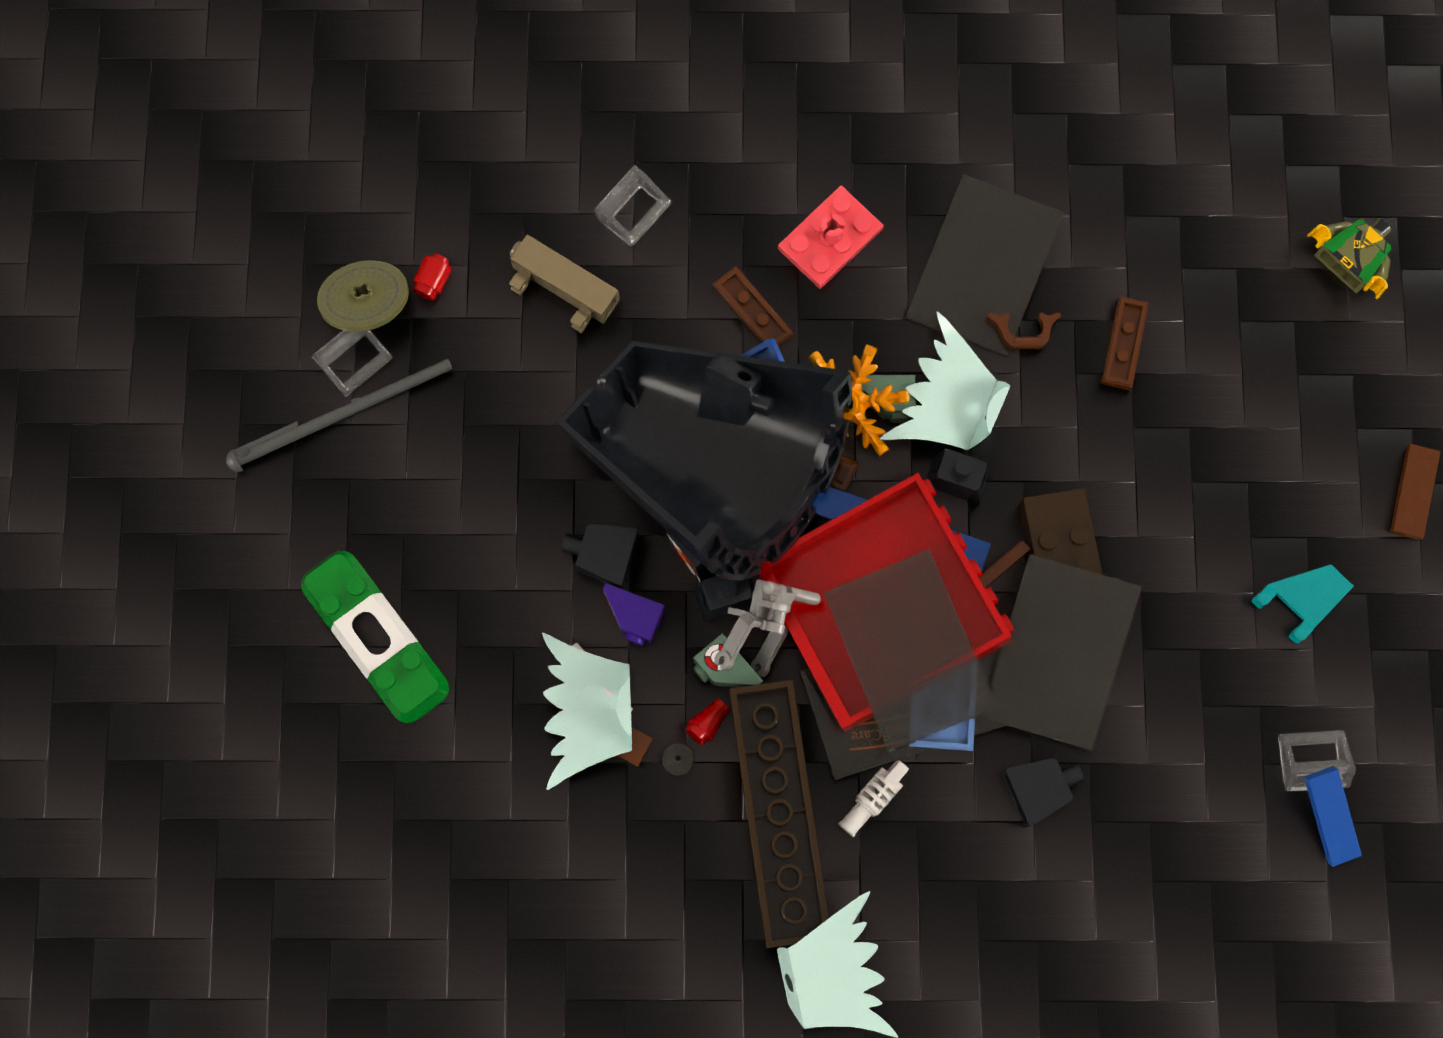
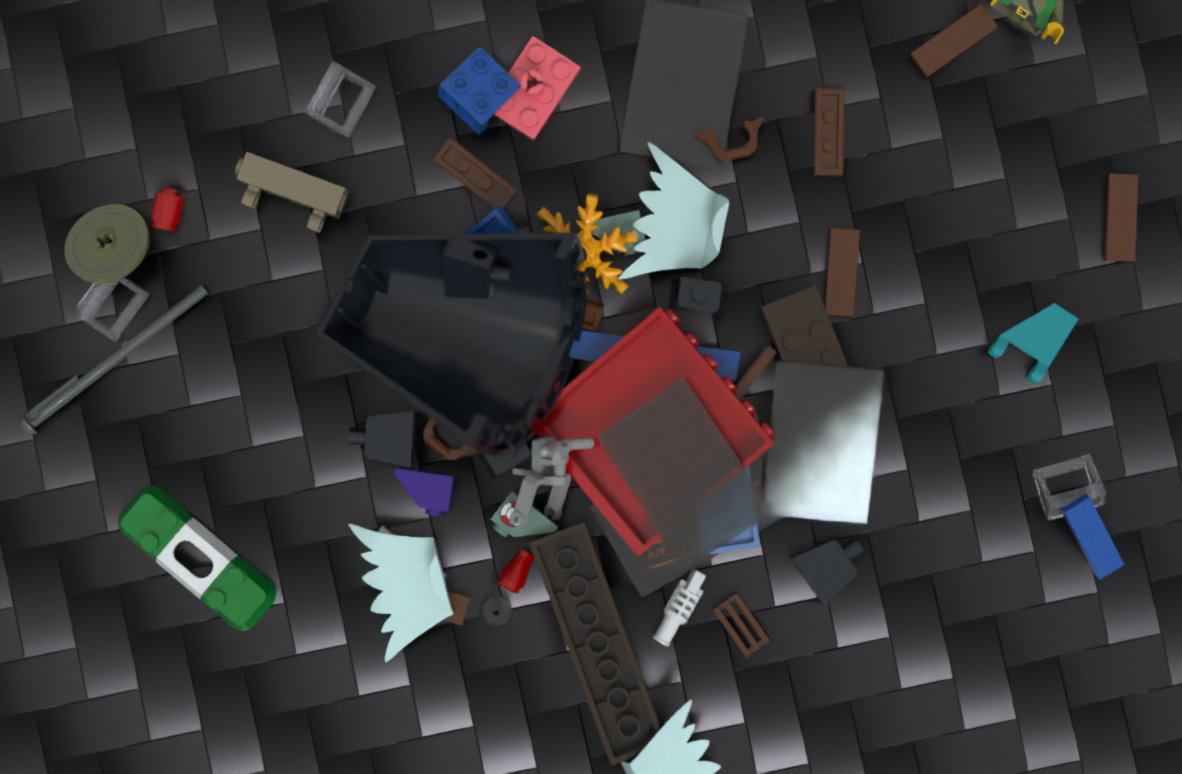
camera: 10 degrees left, 10 degrees up
(654, 573) = (441, 448): none -> reddish brown helmet
(773, 224) = (477, 89): none -> blue bracket
(934, 827) = (754, 645): none -> reddish brown tile
(1113, 485) = (841, 272): none -> reddish brown tile
(1269, 279) = (953, 41): none -> reddish brown tile

